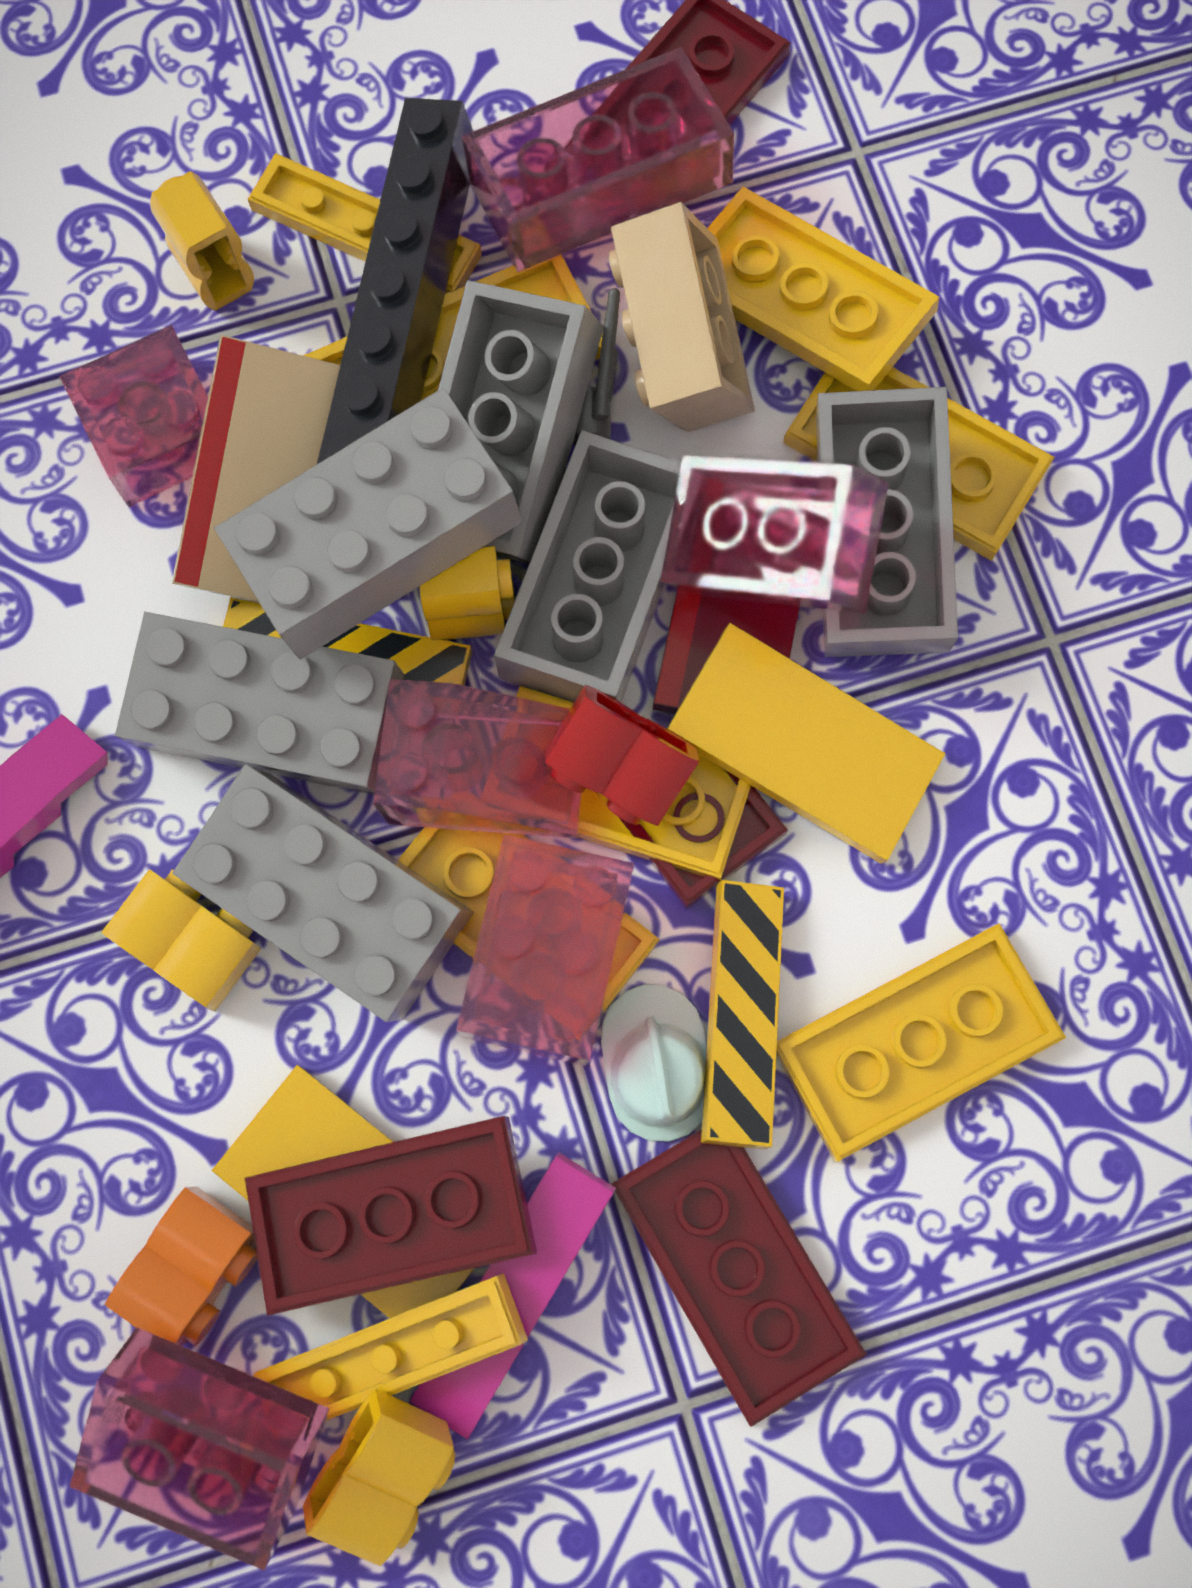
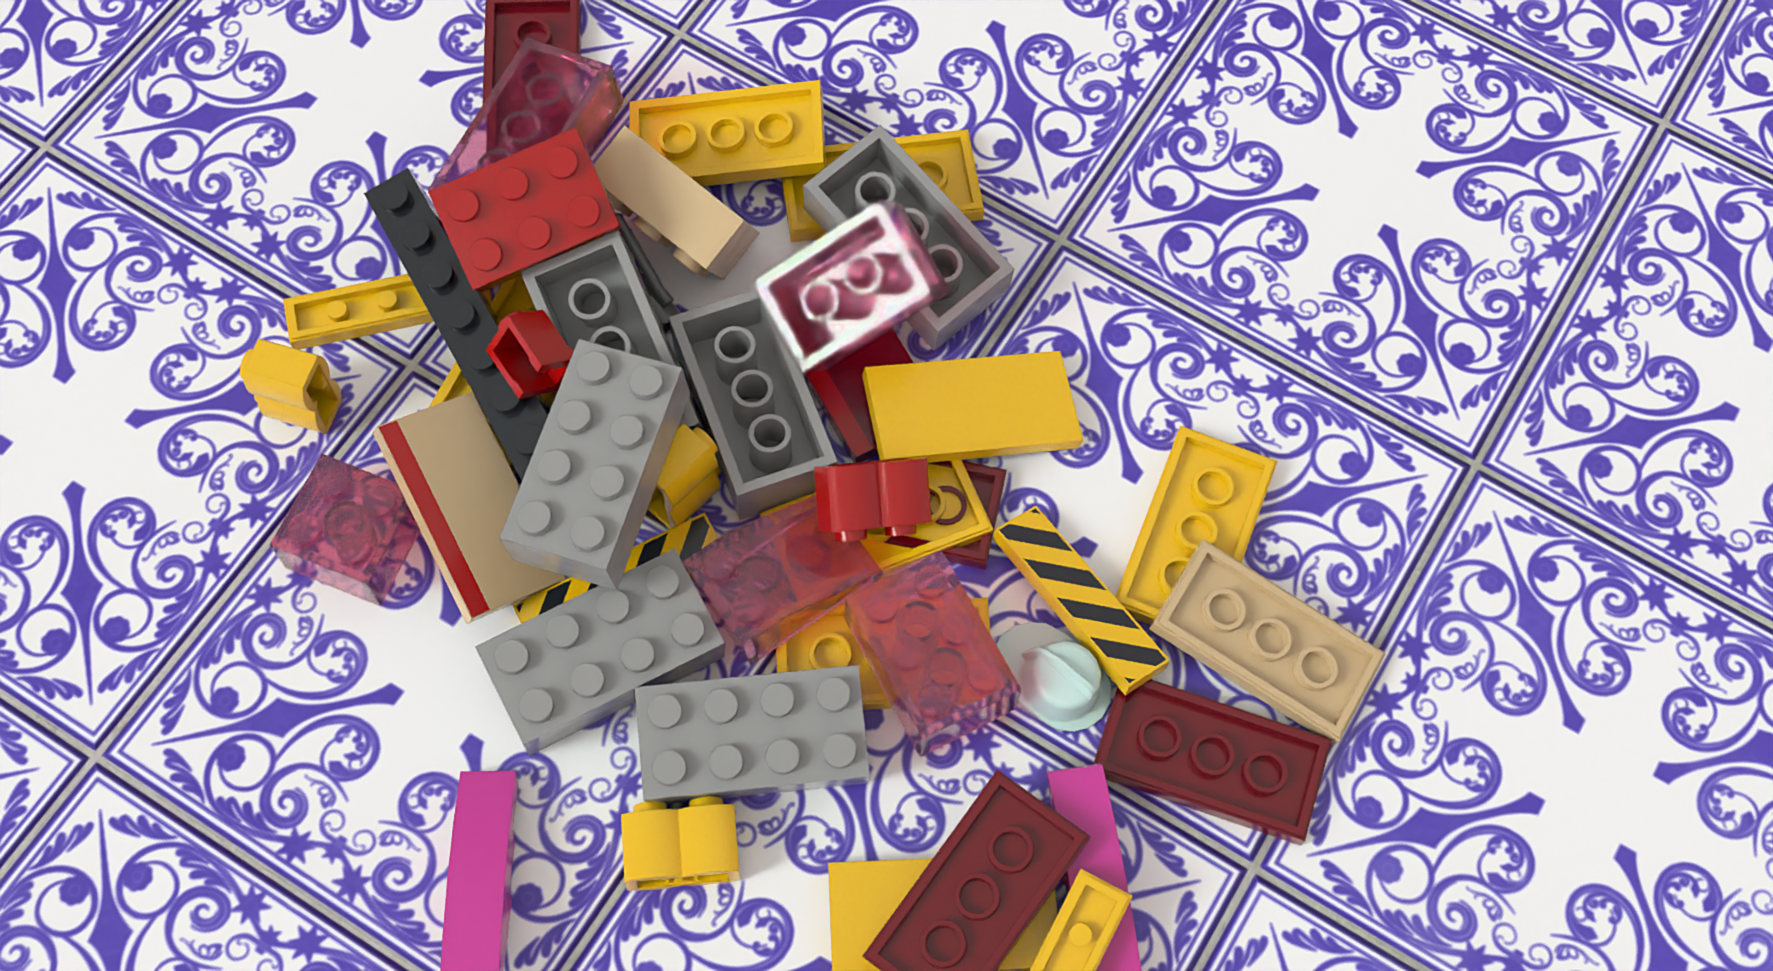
camera: 45 degrees left, 10 degrees down
(409, 363) = (530, 353): none -> red window
(517, 220) = (525, 210): none -> red brick
(890, 1209) = (1268, 642): none -> tan tile

